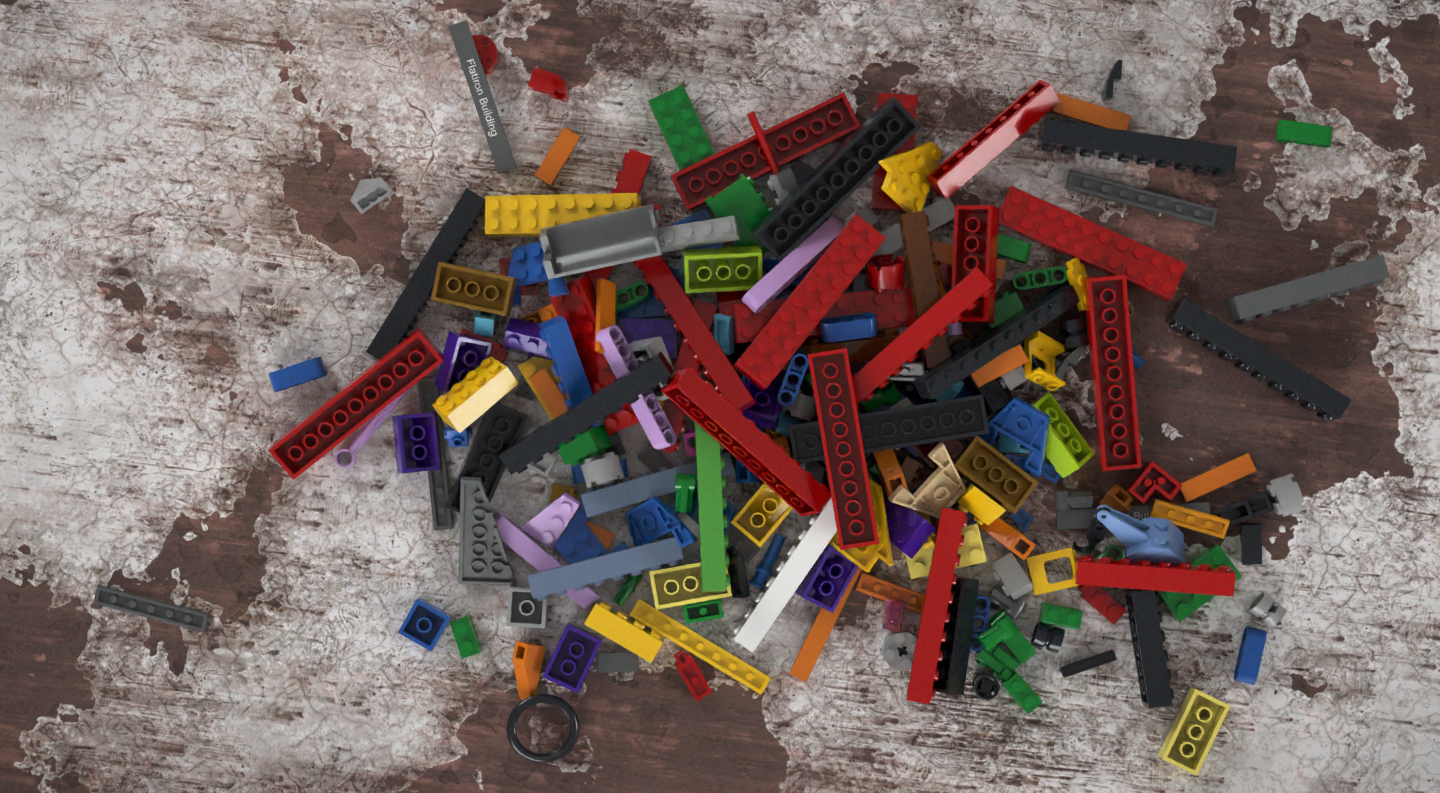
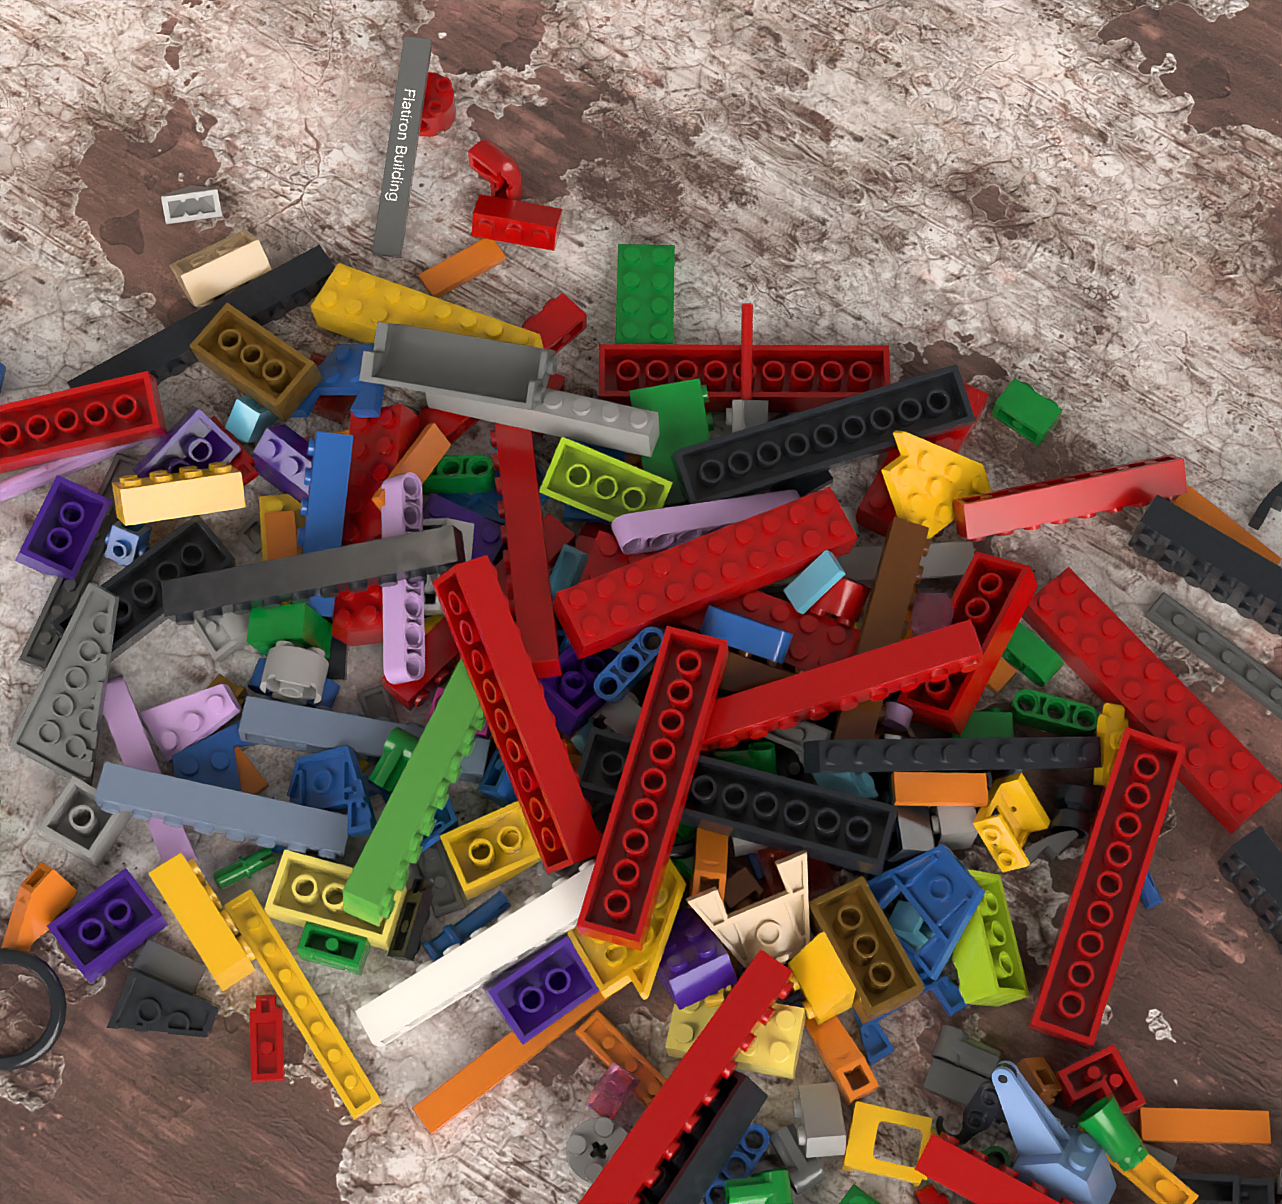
camera: 25 degrees right, 20 degrees down
(412, 228) = (221, 268): none -> tan slope
(577, 112) = (516, 222): none -> red brick
(621, 686) = (160, 1006): none -> black wing
(873, 275) = (814, 581): none -> medium azure tile
(942, 90) = (1026, 411): none -> green brick
(948, 263) = (931, 613): none -> clear pink brick
(1171, 511) = (1113, 1132): none -> green plant

